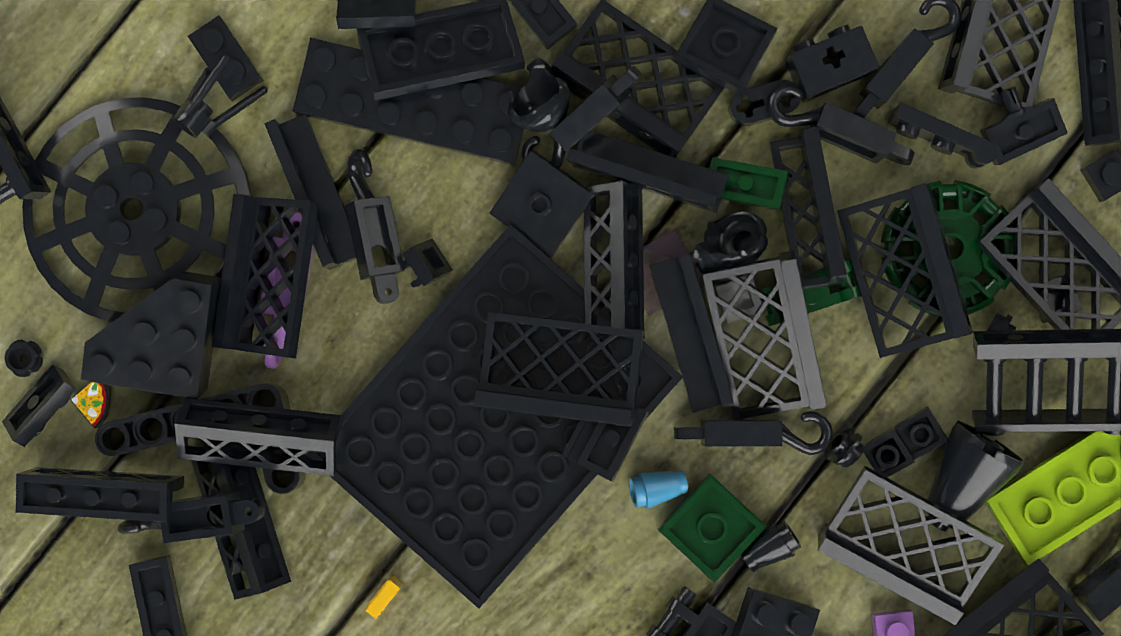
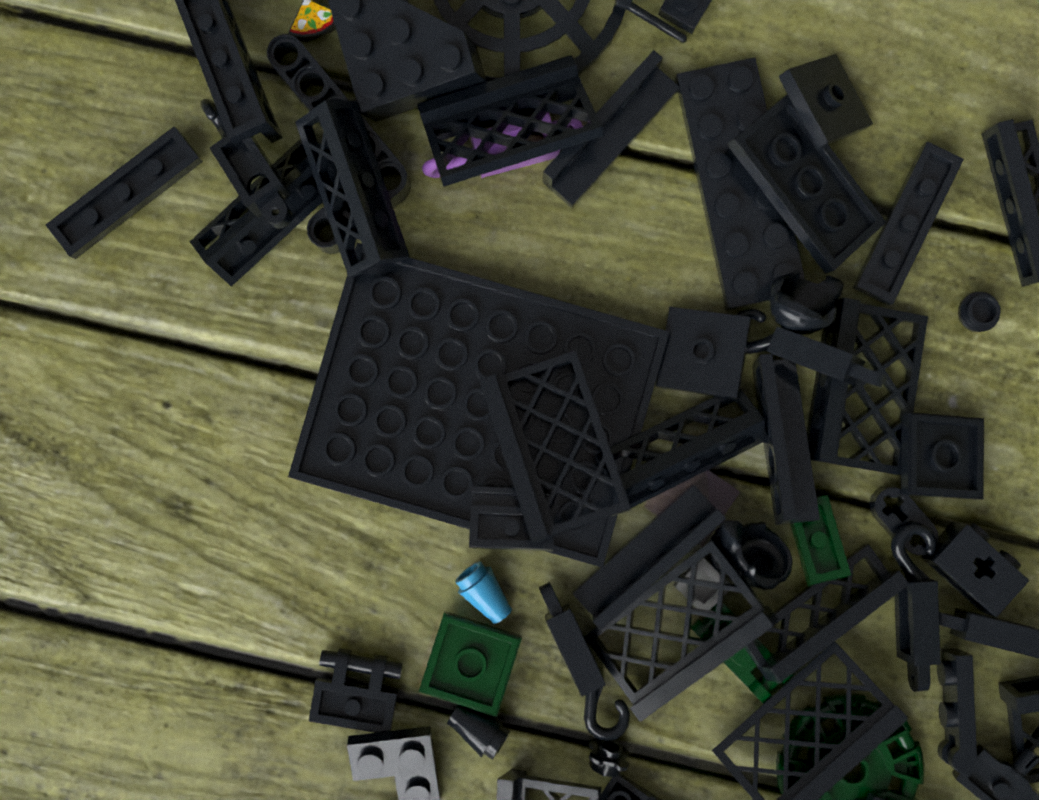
camera: 70 degrees right, 0 degrees up
(370, 226) = (604, 202): black piece -> none
(384, 596) = (257, 381): yellow tile -> none
(426, 262) = (593, 269): black tile -> none

